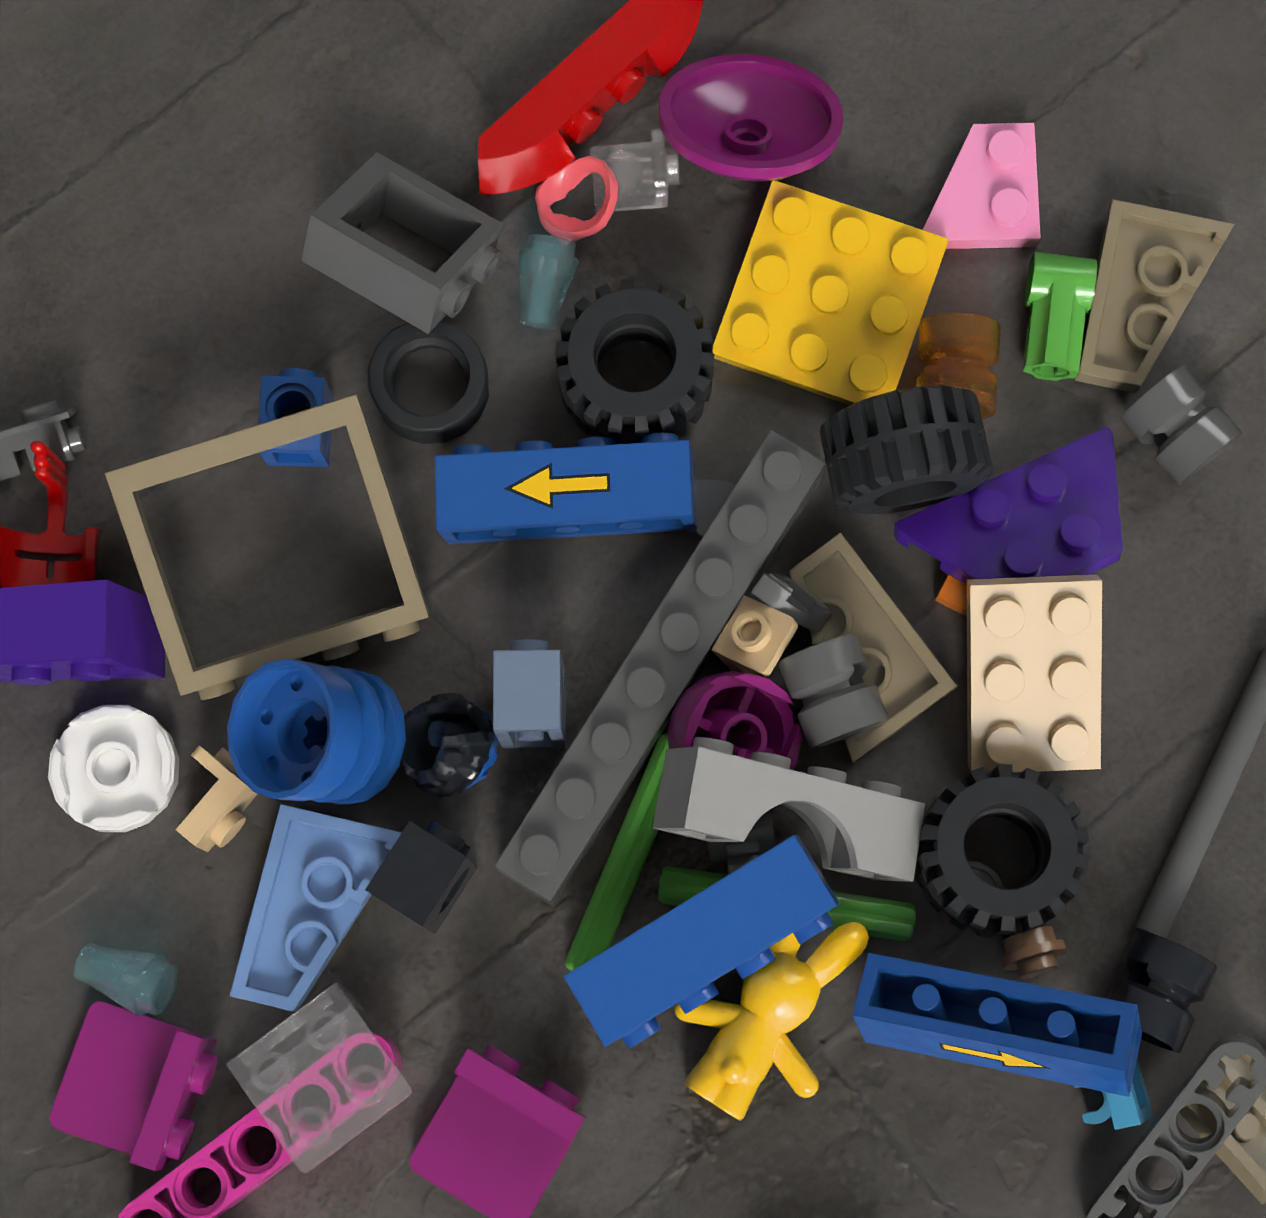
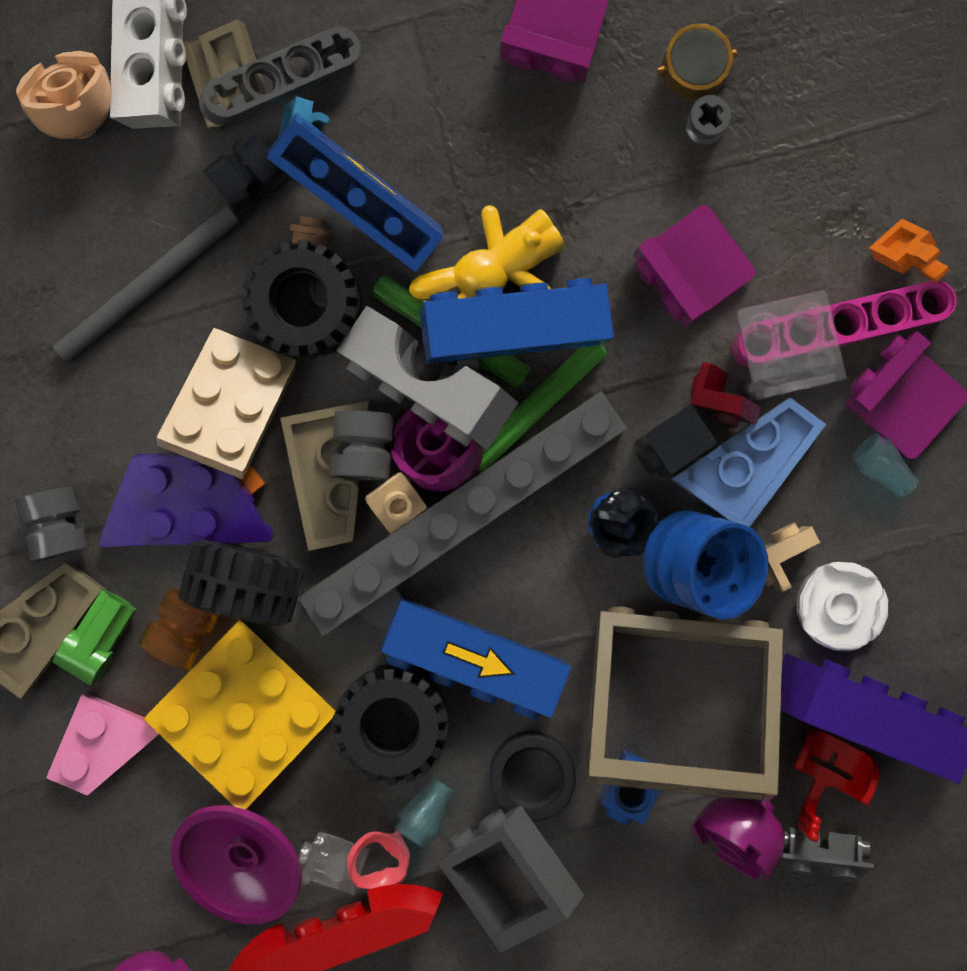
camera: 160 degrees left, 10 degrees up
(129, 420) = (744, 834): none -> magenta cylinder
(404, 963) = (726, 408): none -> dark red bracket
(529, 696) = (558, 528): sand blue brick -> none
(790, 598) = (360, 517): dark grey tile -> none

